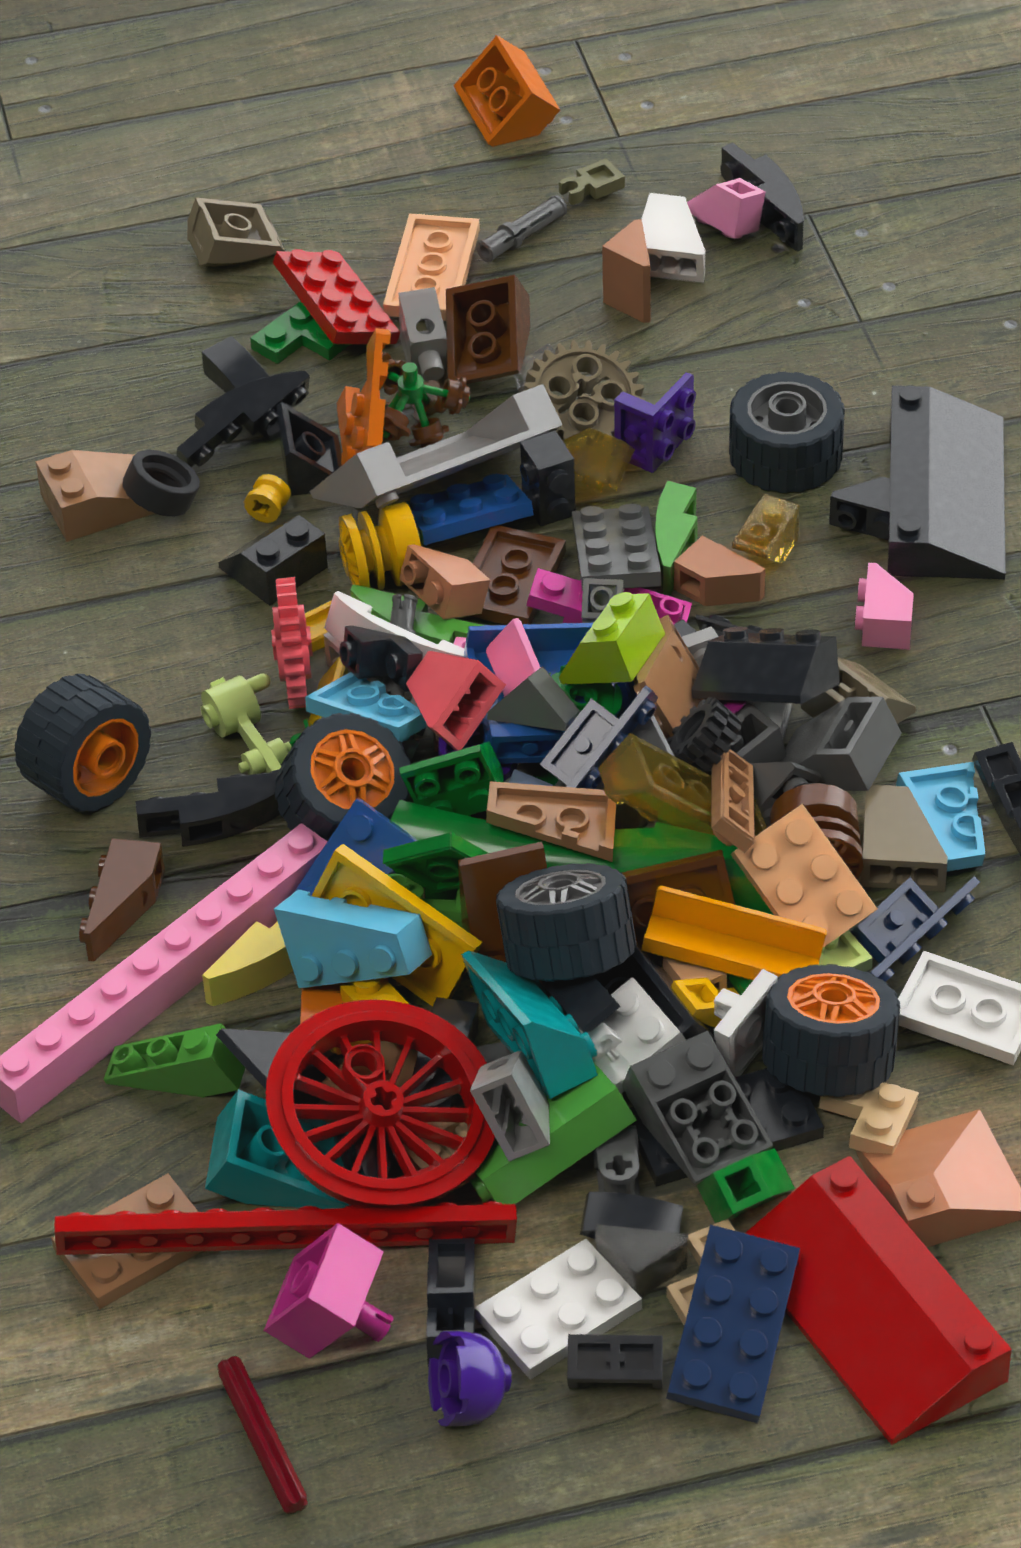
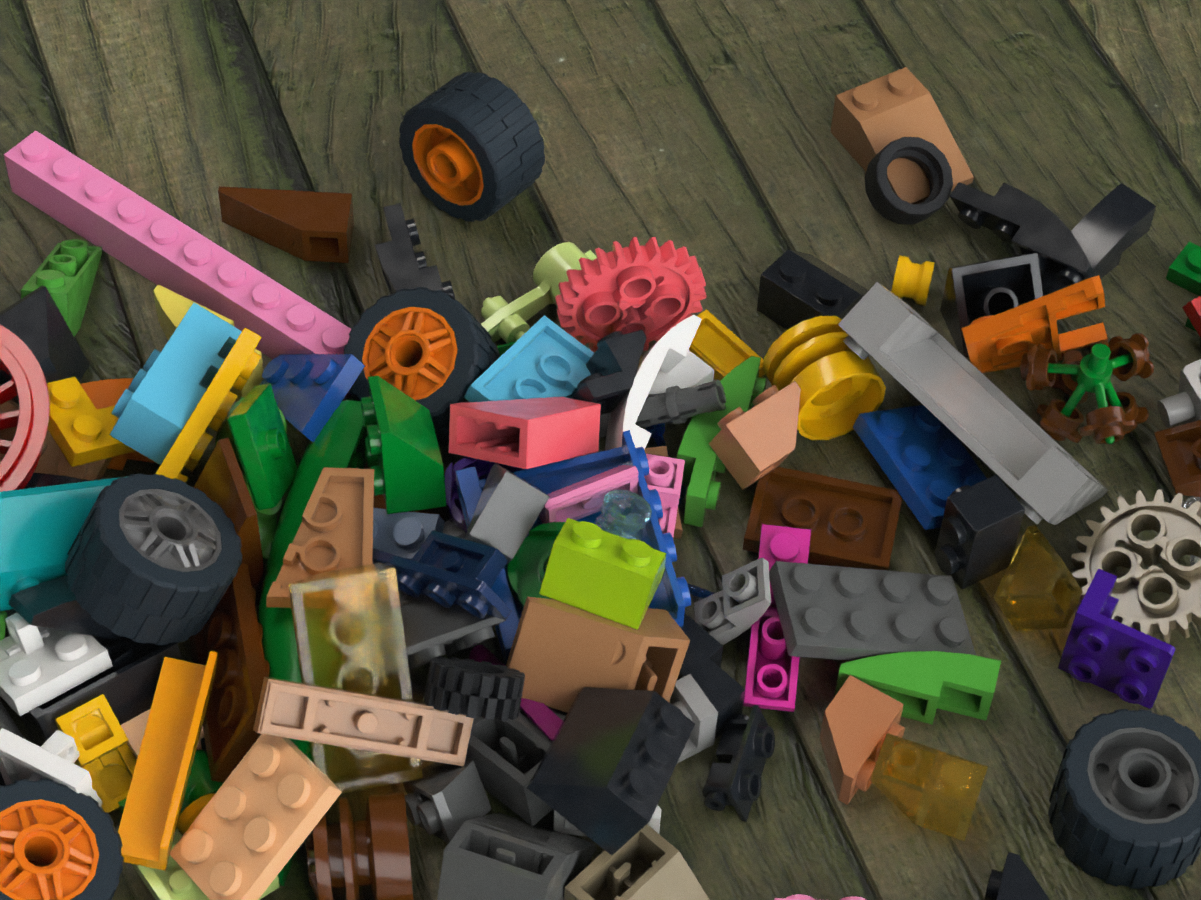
camera: 80 degrees right, 5 degrees up
(550, 644) = (624, 514): none -> clear light blue wheel

